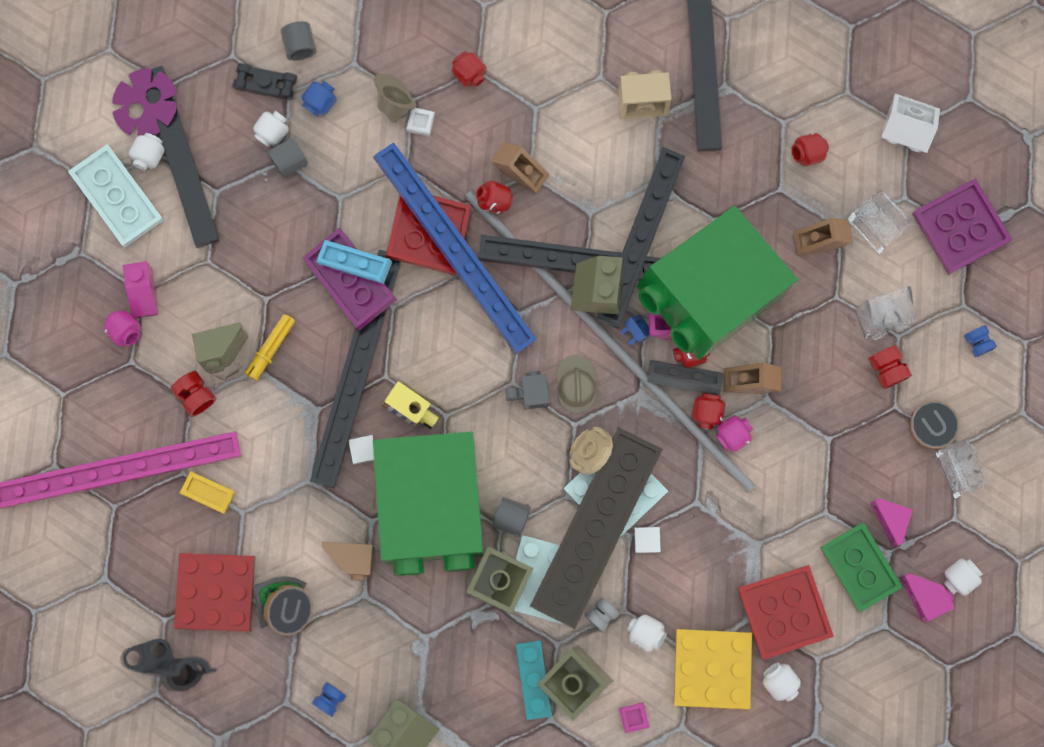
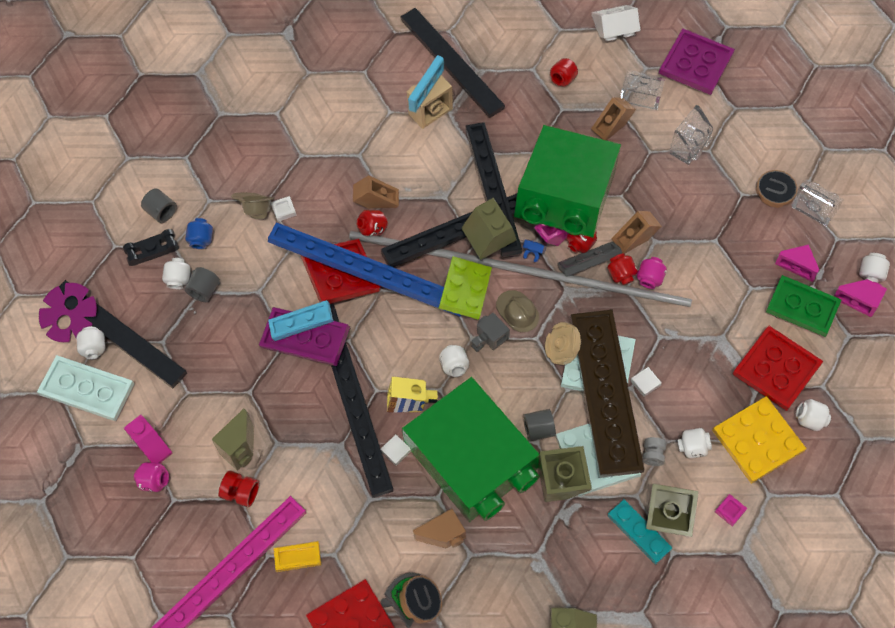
camera: 30 degrees left, 15 degrees down
(269, 348) = (276, 420): yellow axle -> none
(469, 69) = (295, 154): red head -> none
(476, 397) = (454, 360): none -> white head
(538, 328) = (465, 288): none -> lime plate
(643, 83) = (426, 84): none -> medium azure tile
(890, 367) = (719, 168): red wheel -> none
(977, 336) = (760, 117): blue wheel -> none

